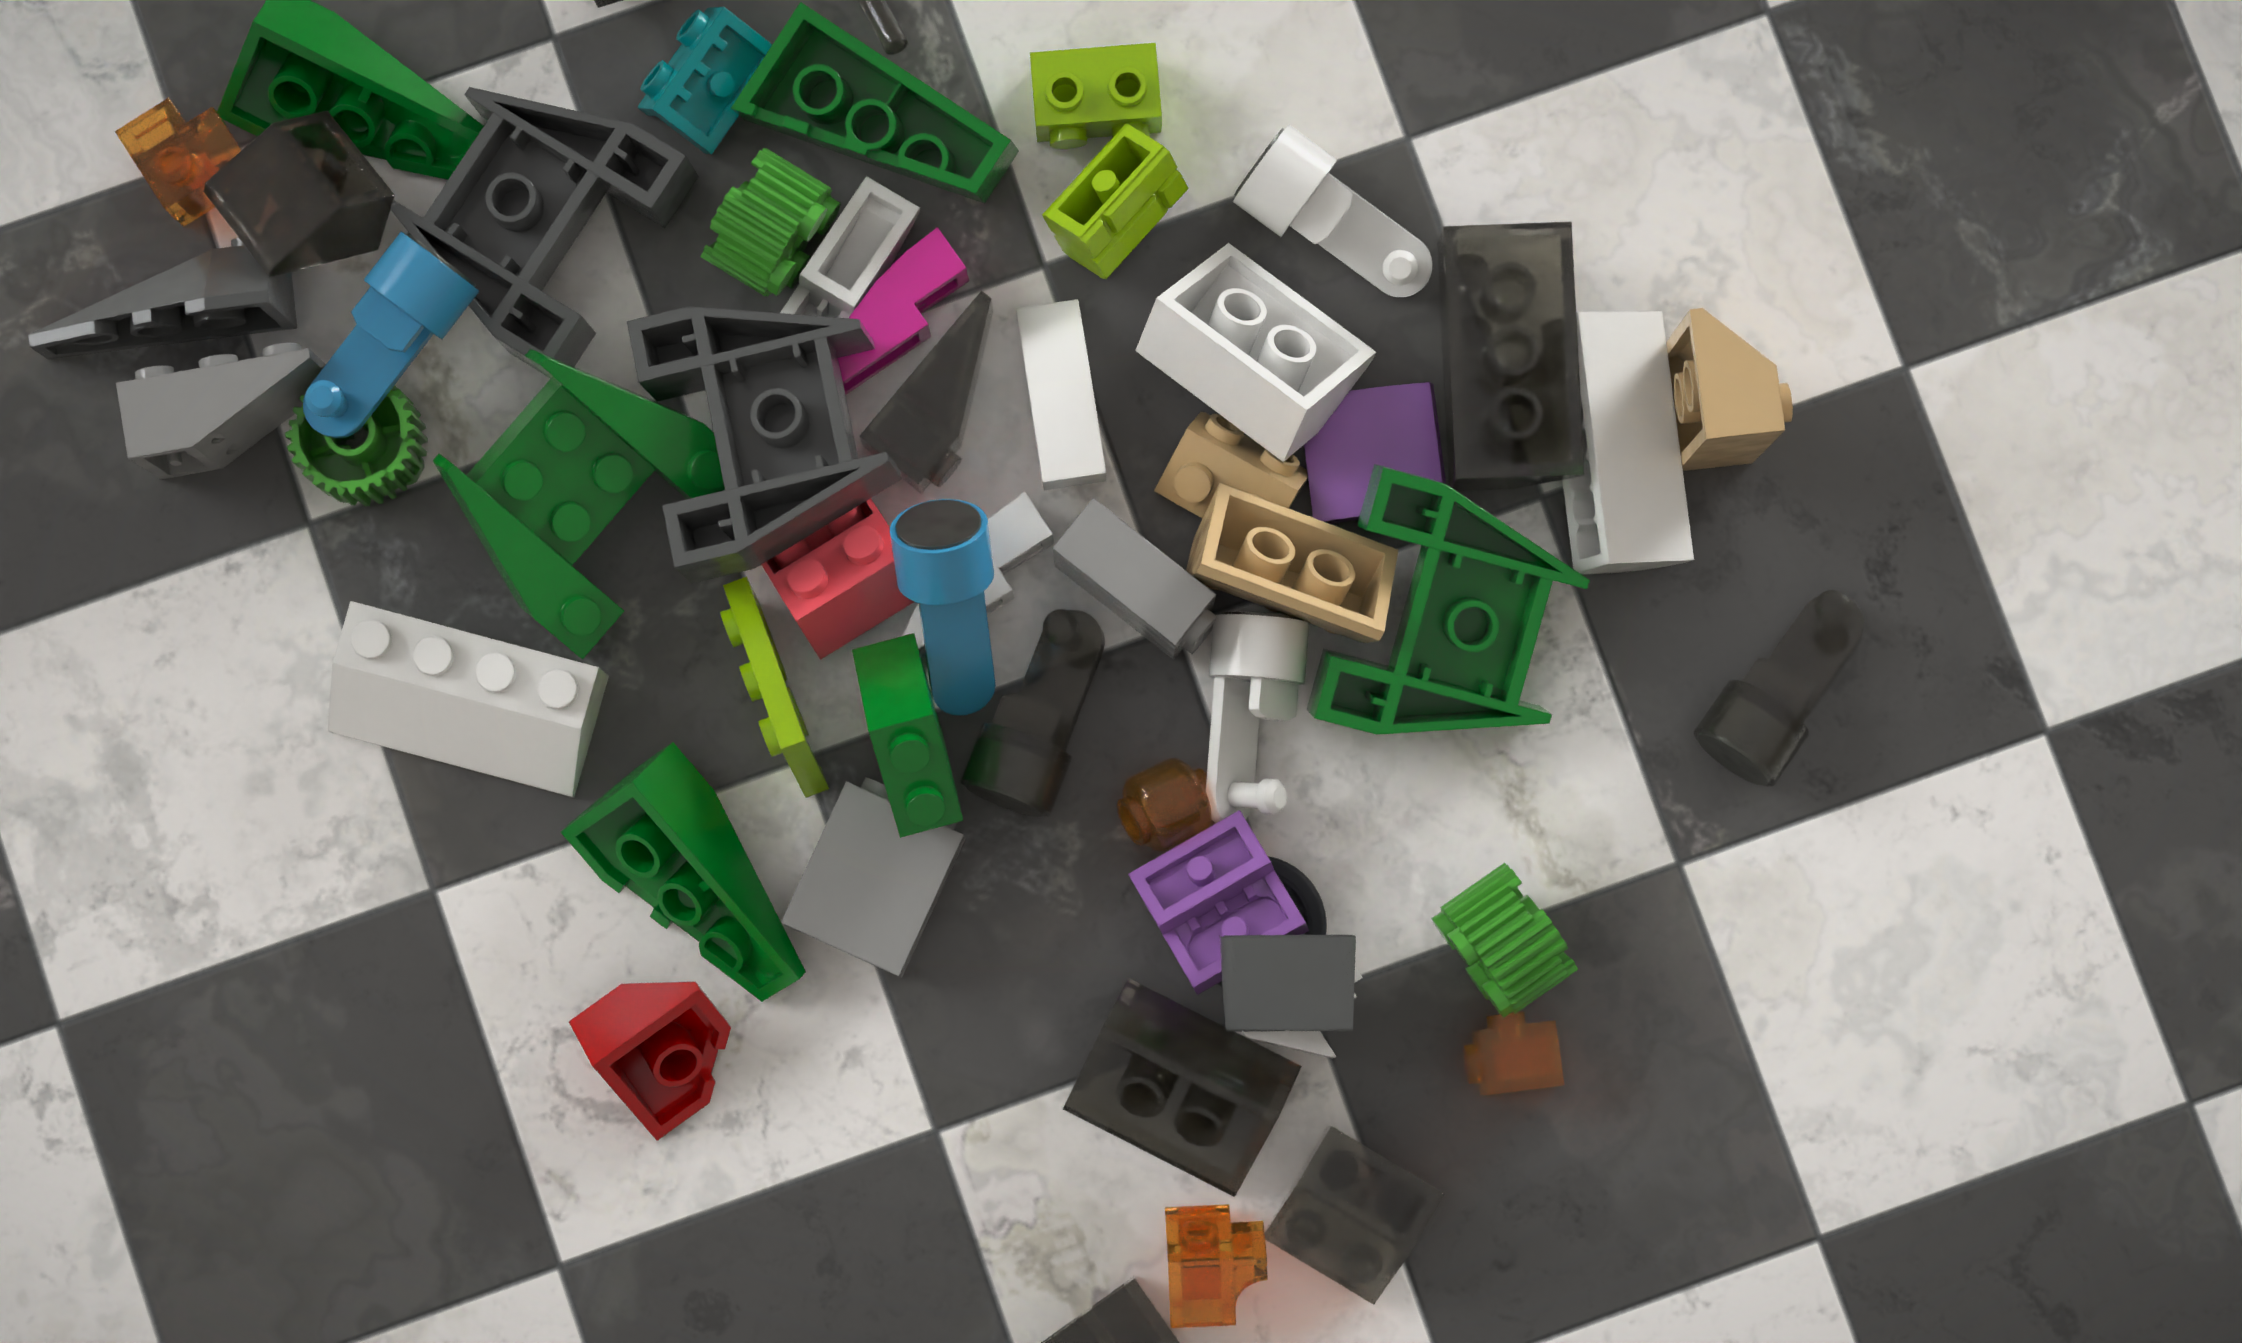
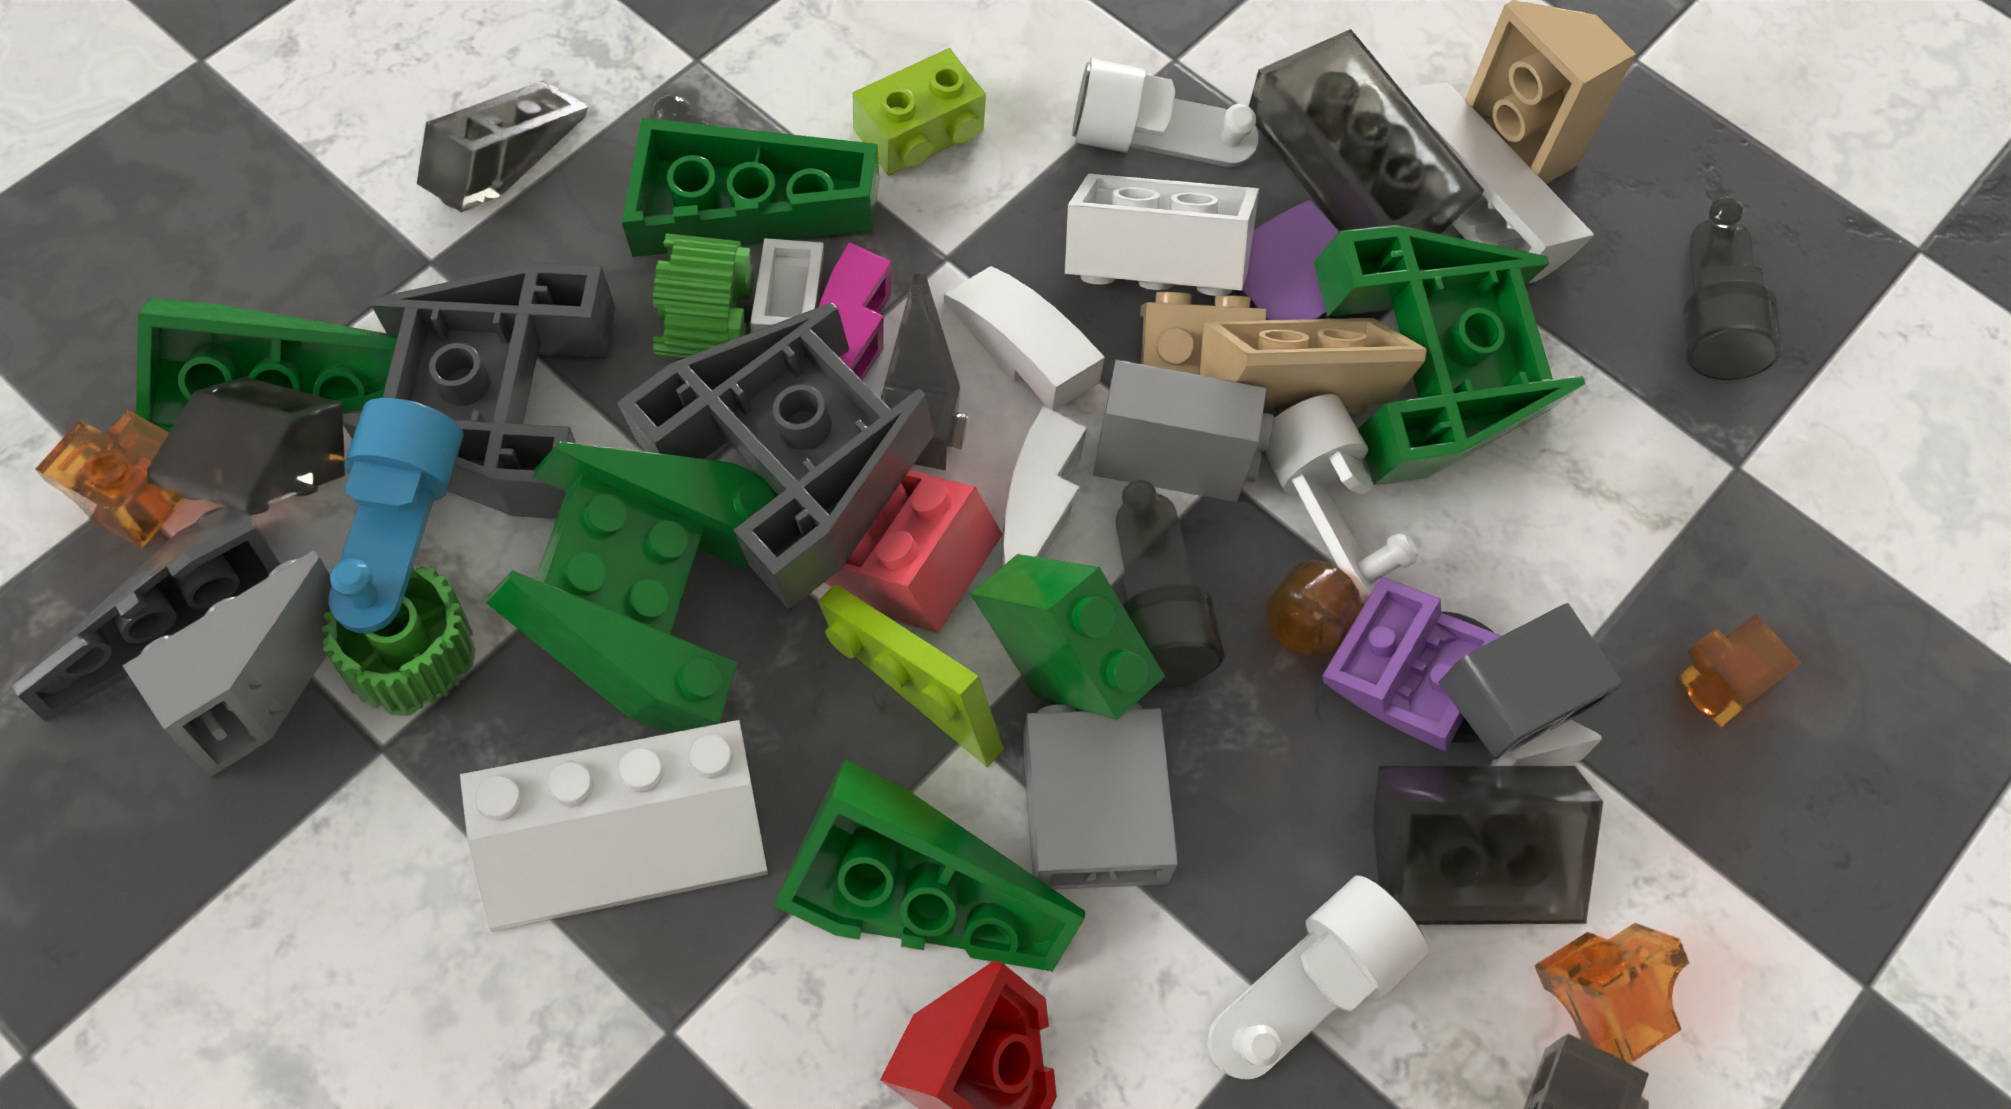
camera: 35 degrees left, 20 degrees down
(704, 76) = (584, 221): teal bracket -> none
(945, 567) = (1024, 481): dark azure piece -> none
(1005, 1121) = (1354, 950): none -> white piece
(1115, 201) = (983, 171): lime brick -> none
(1353, 1214) = (1709, 868): clear smoke slope -> none
(1505, 941) = (1670, 571): bright green brick -> none

